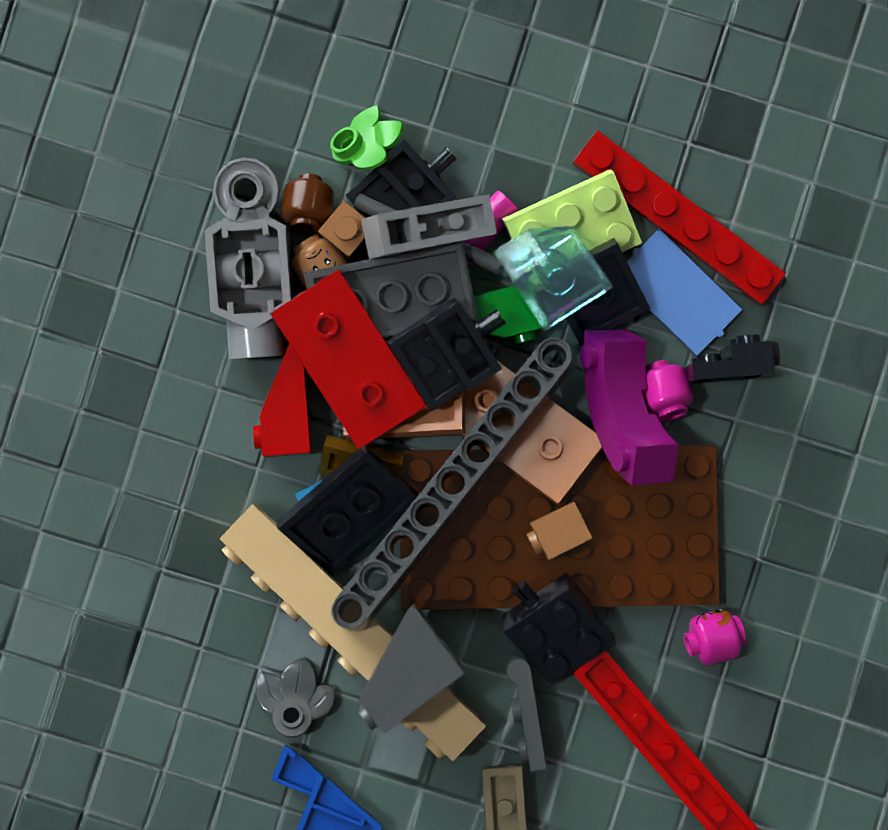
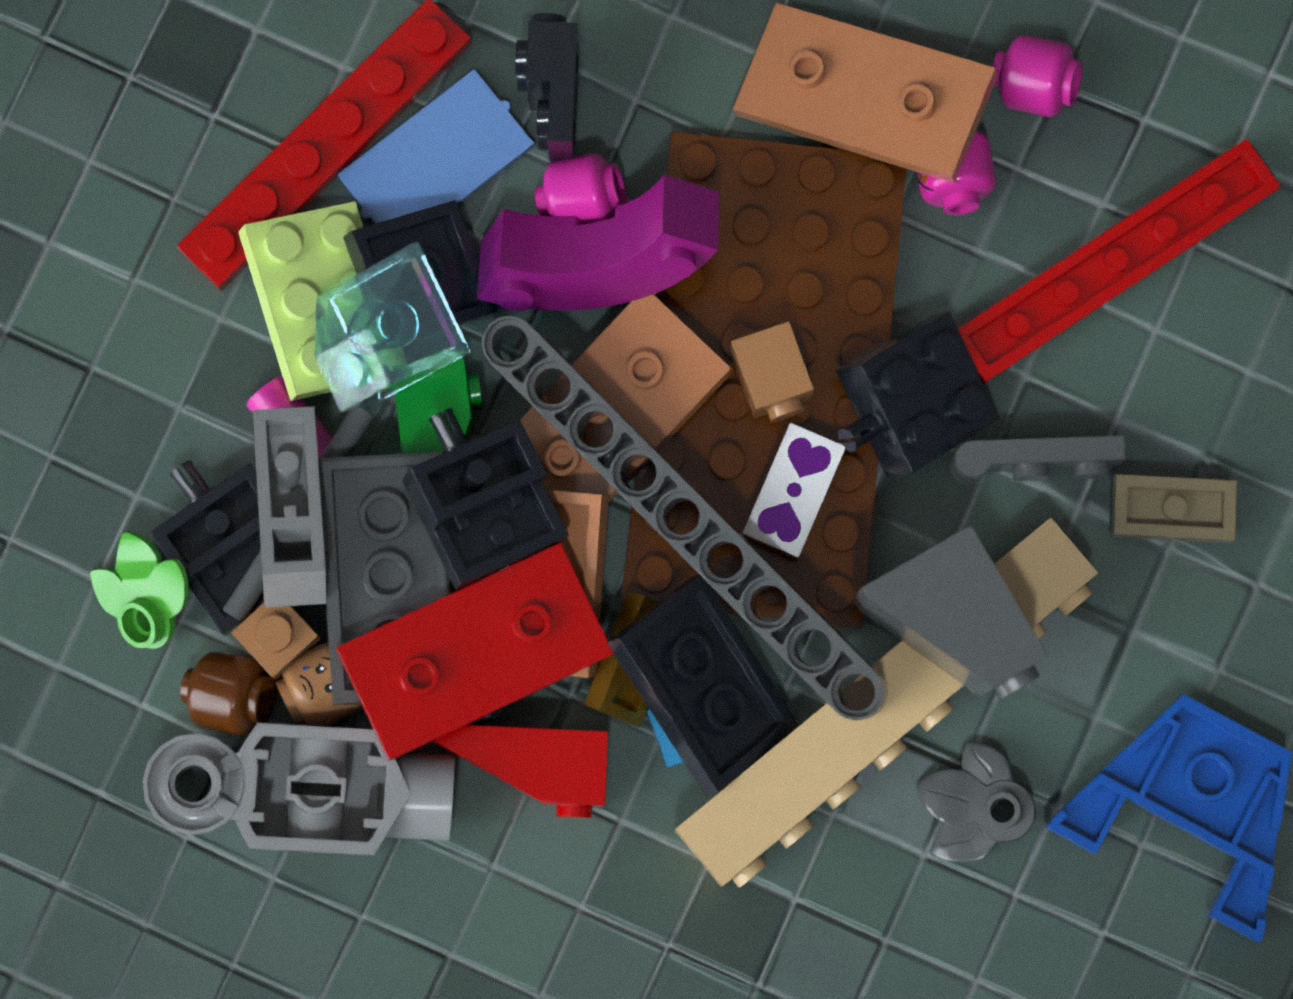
camera: 85 degrees left, 5 degrees down
(483, 554) = (793, 491): none -> white tile
(757, 571) = (865, 92): none -> nougat plate
(785, 685) = (1038, 75): none -> dark pink head

